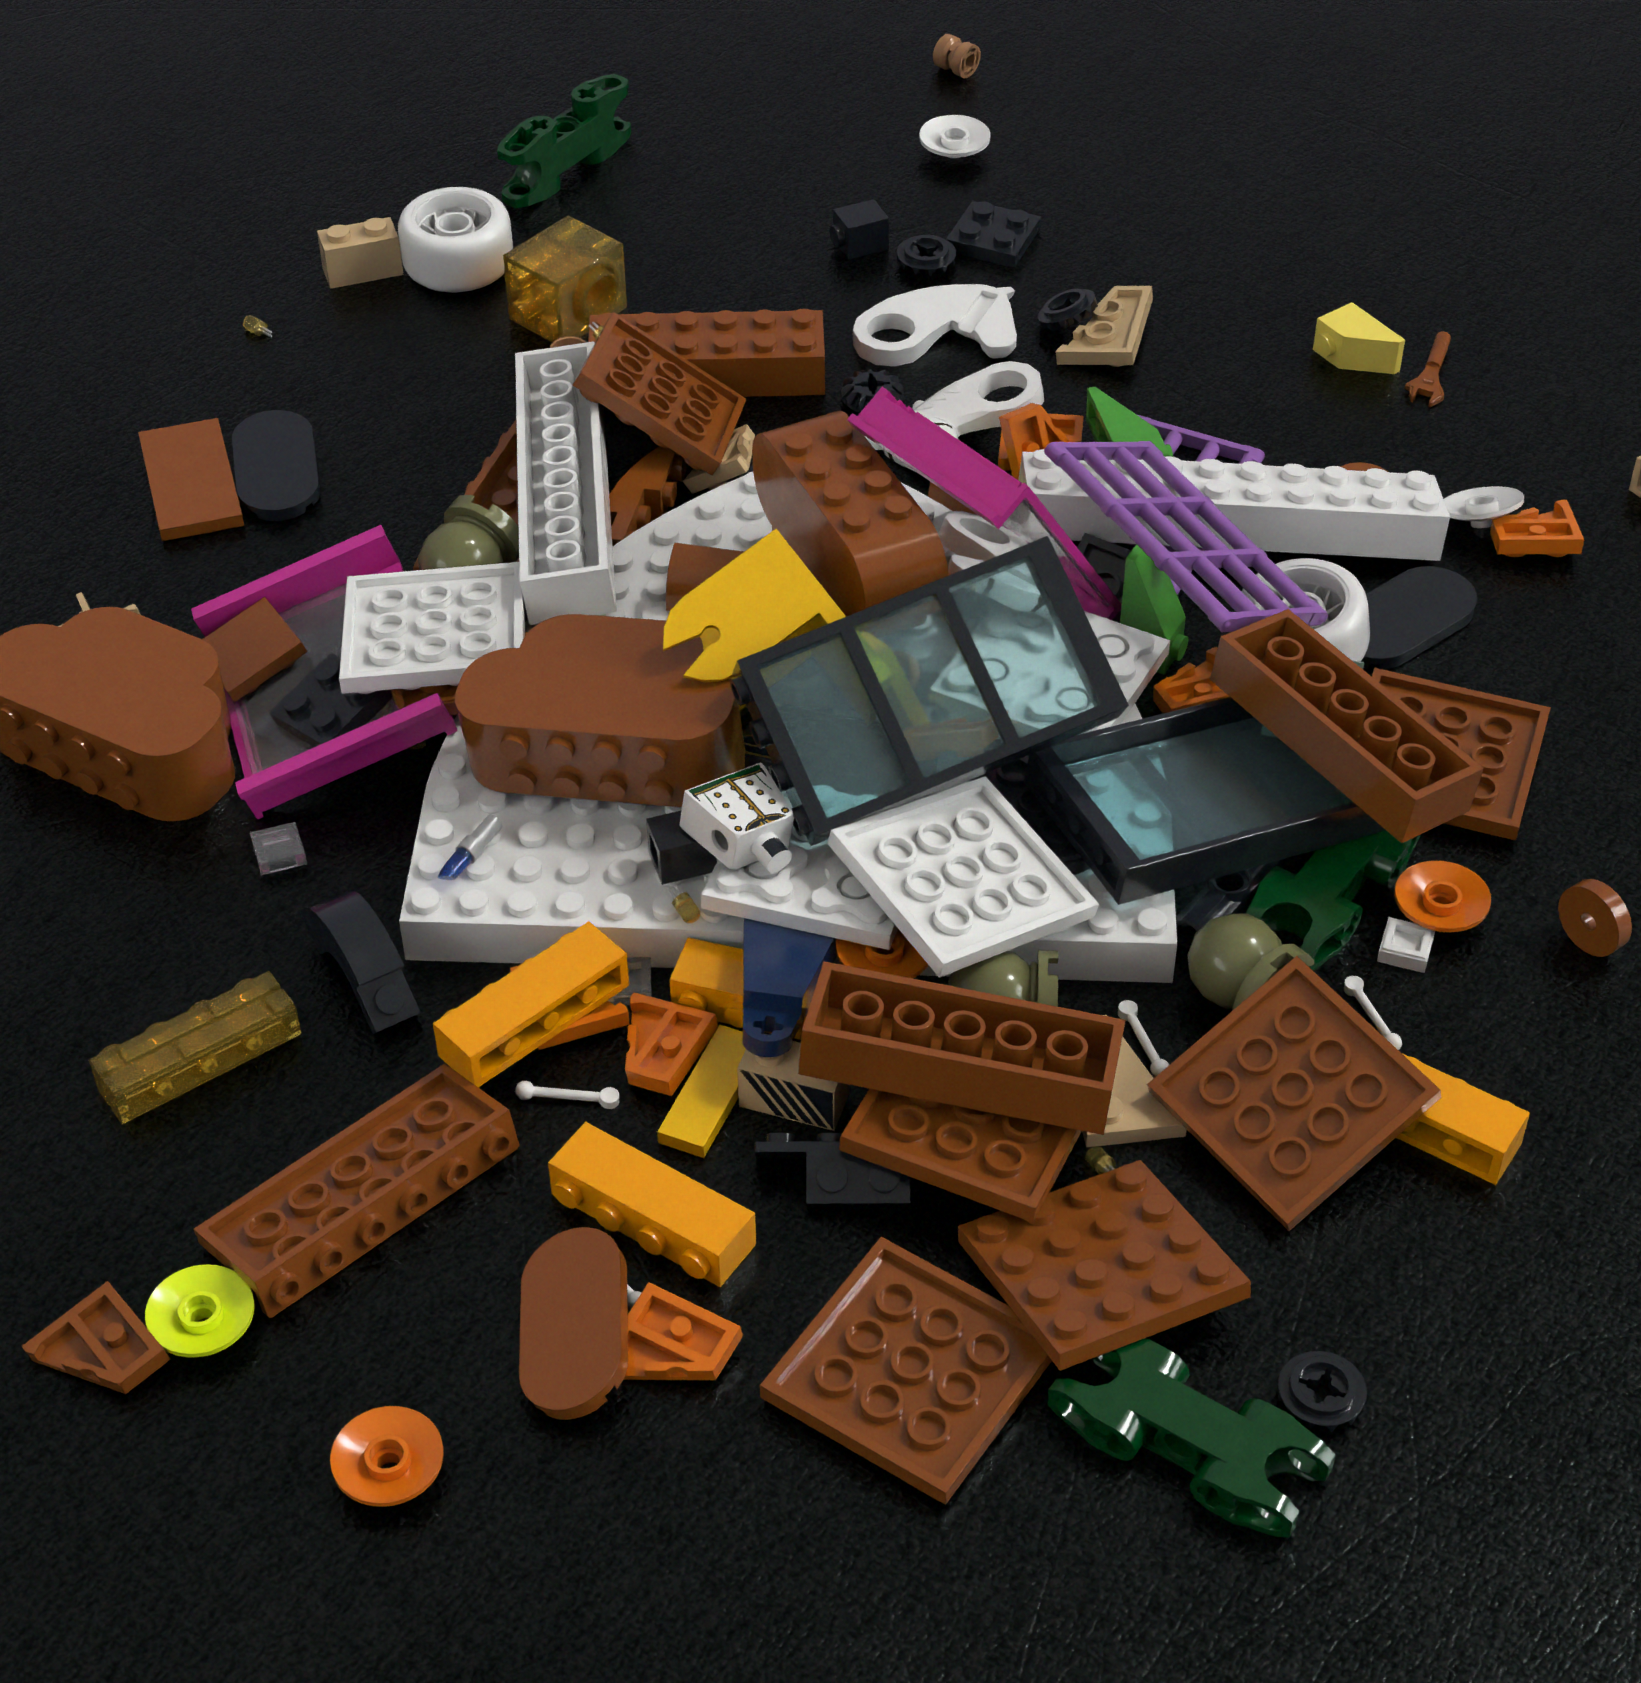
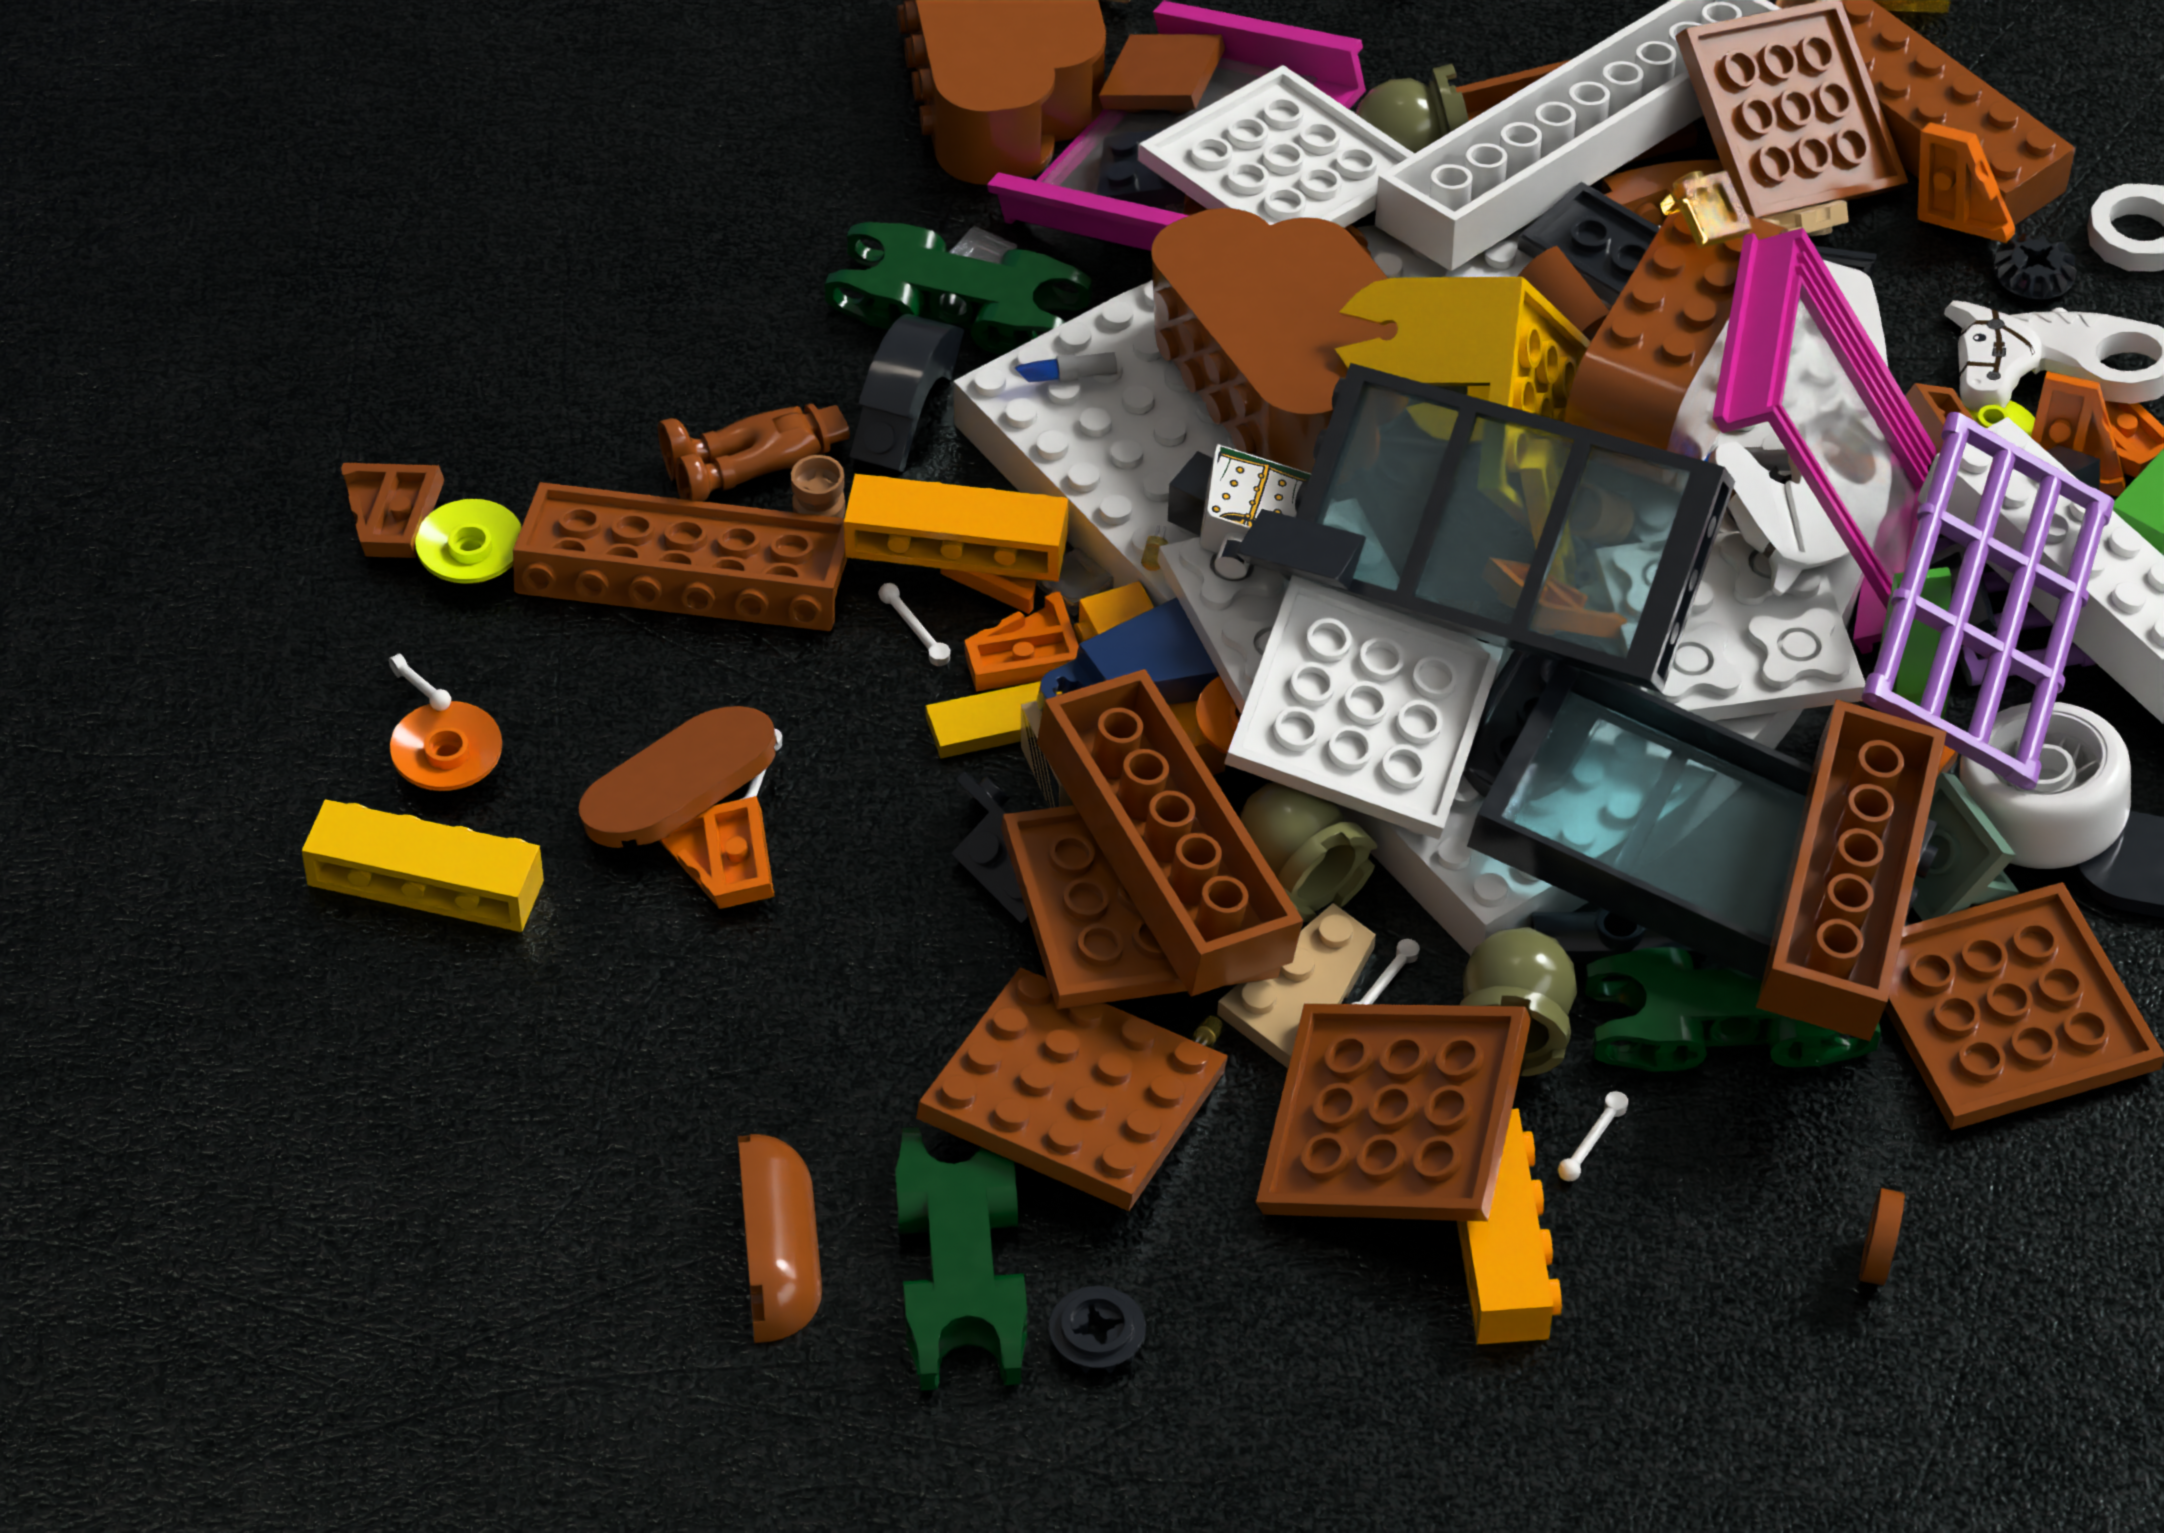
camera: 50 degrees right, 5 degrees up
(195, 1046) = (715, 354): clear yellow brick -> none
(263, 1440) = (438, 699): none -> white hinge
(267, 893) = (919, 278): none -> dark green piece
(313, 1061) = (747, 447): none -> dark orange piece
(392, 1065) = (818, 486): none -> medium nougat wheel
(488, 1549) = (423, 865): none -> yellow brick
(649, 532) = (1595, 236): none -> black tile
(652, 1204) = (844, 750): light orange brick -> none
(792, 372) = (1959, 185): none -> orange wing
(810, 416) = (1708, 208): none -> clear yellow bracket
(827, 804) = (1302, 548): none -> black slope
(909, 1369) = (842, 1024): dark orange plate -> none
(1064, 1540) = (779, 1237): none -> dark orange brick
(1405, 945) = (1711, 1115): white tile -> none
(1442, 896) = (1797, 1088): orange dish -> none

